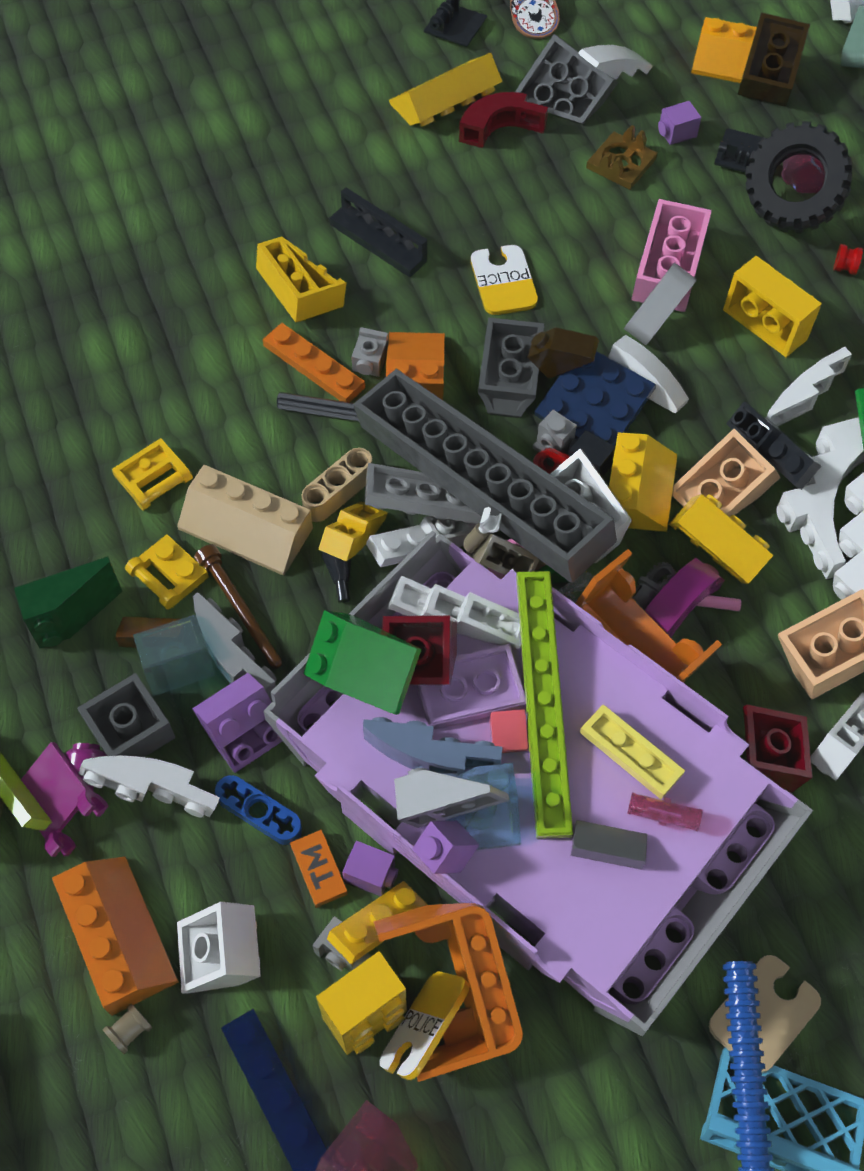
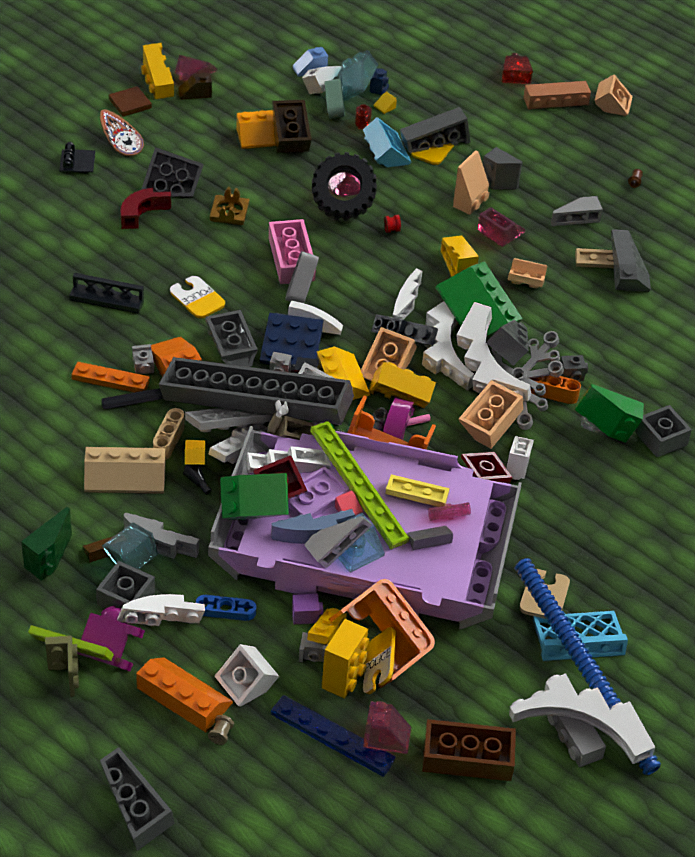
camera: 30 degrees left, 15 degrees down
(148, 466) = (45, 464): yellow plate -> none
(174, 565) = (97, 510): yellow plate -> none
(210, 559) = (117, 498): reddish brown piece -> none
(237, 722) = (190, 567): medium lavender slope -> none
(296, 281) = (74, 335): yellow wedge -> none
(318, 868) = (276, 621): orange tile -> none
(445, 847) = (349, 563): medium lavender brick -> none
(448, 90) = (98, 201): yellow slope -> none
(561, 351) = (261, 319): dark brown slope -> none
(615, 59) = (197, 152): white slope -> none
(679, 122) = (253, 178): medium lavender brick -> none
(736, 149) = (297, 183): black hinge -> none
(771, 306) = (364, 260): yellow brick -> none

